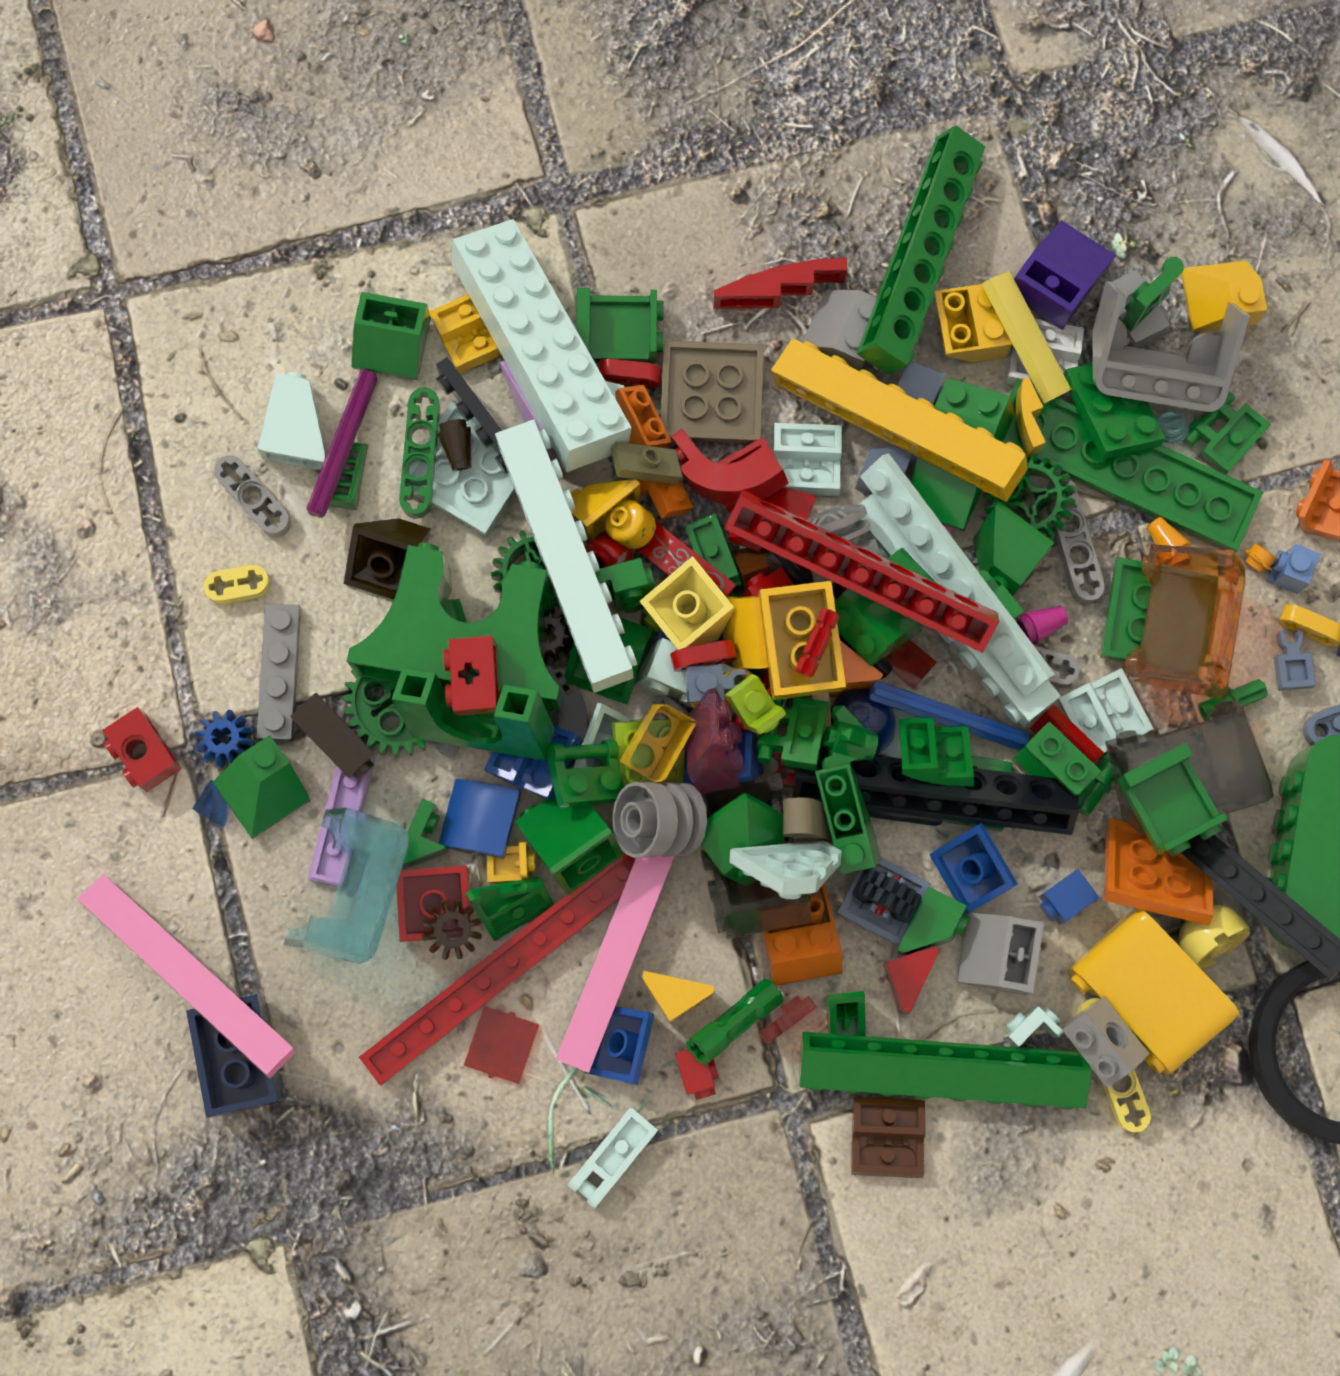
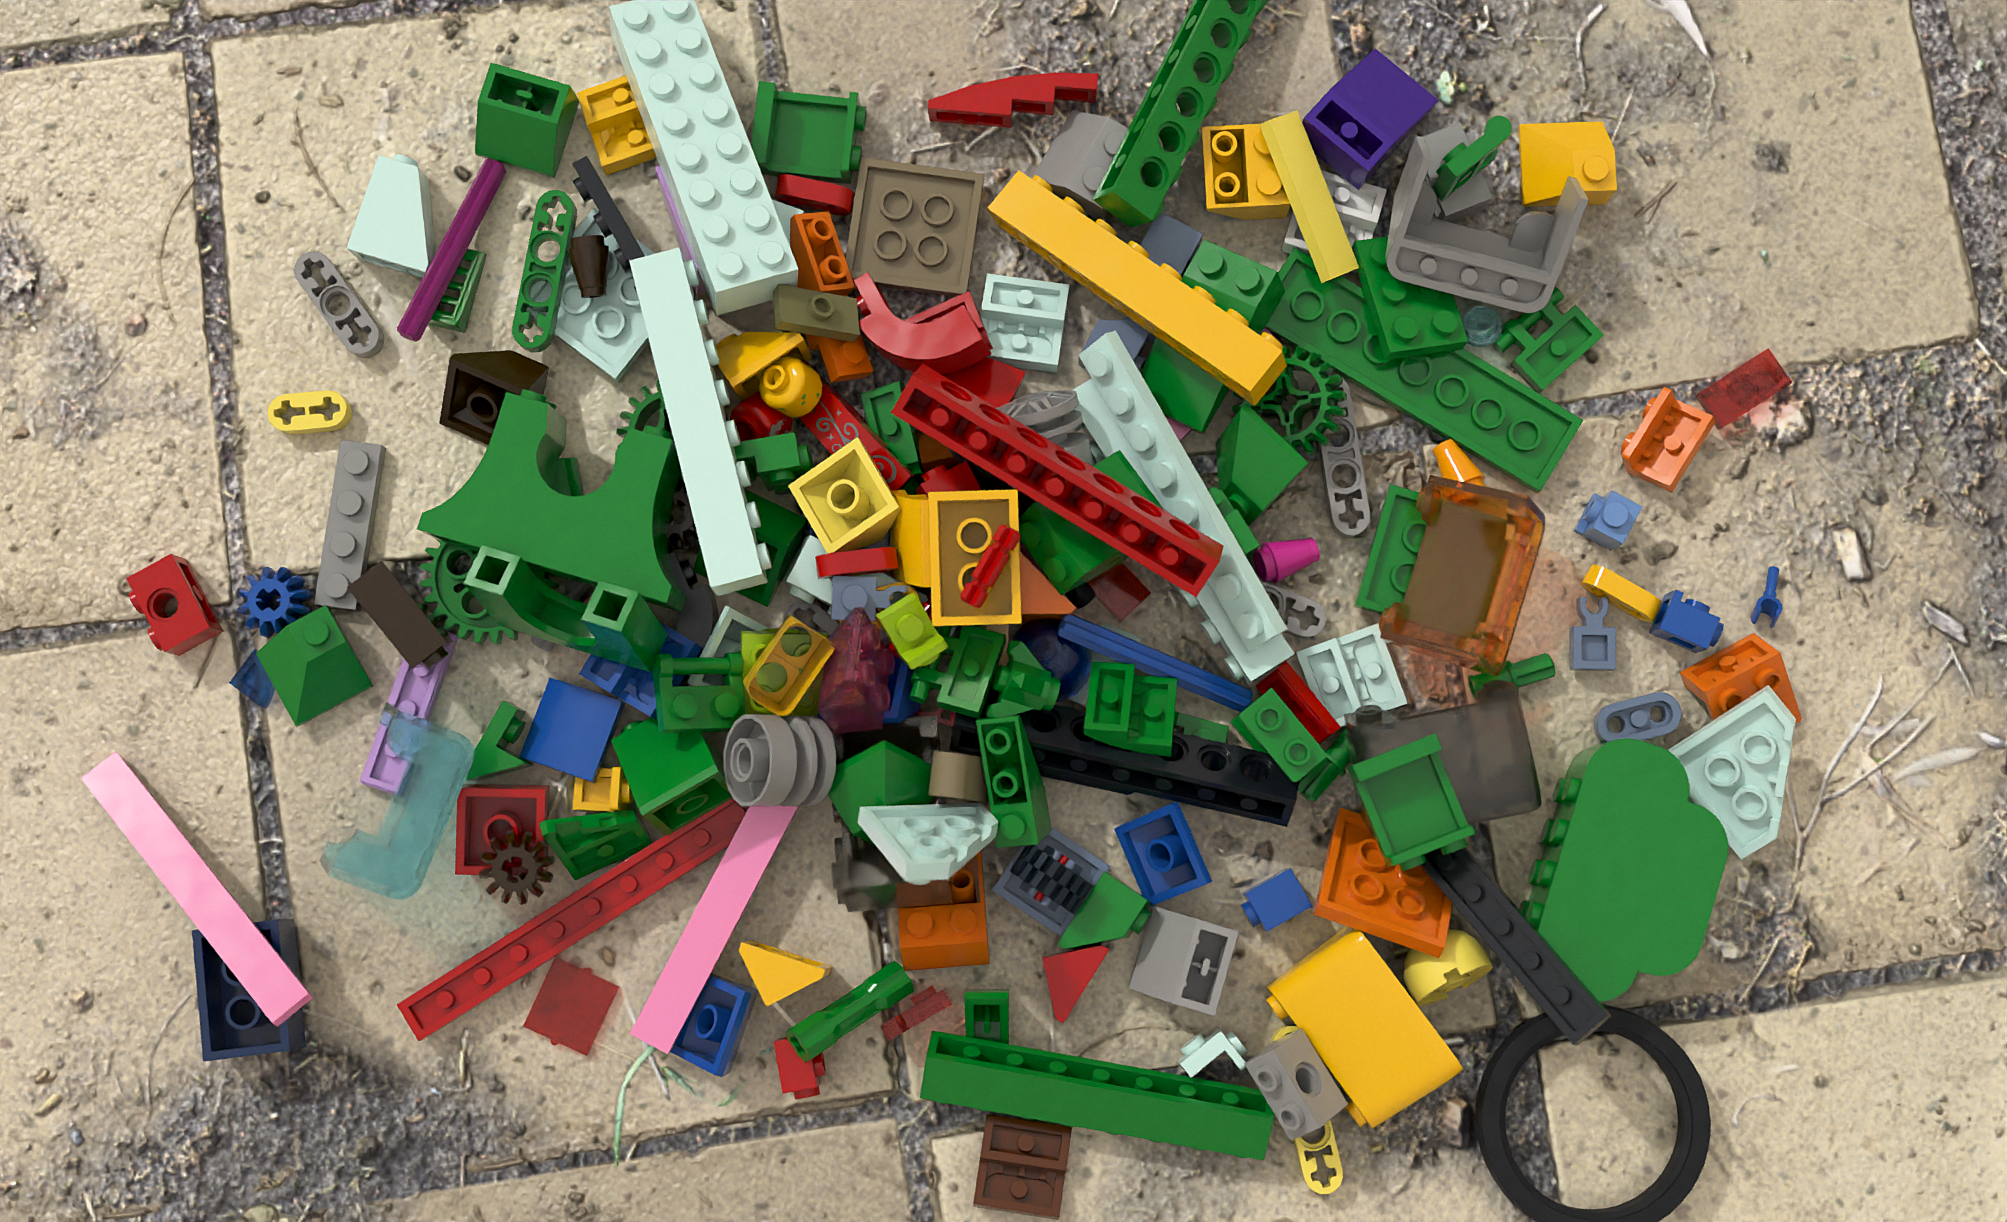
camera: 15 degrees right, 5 degrees up
(480, 655) = (552, 543): red brick -> none
(613, 1156) = (689, 1155): light aqua plate -> none
(1027, 410) = (1300, 288): yellow slope -> none
(1260, 558) = (1568, 502): light orange plate -> none

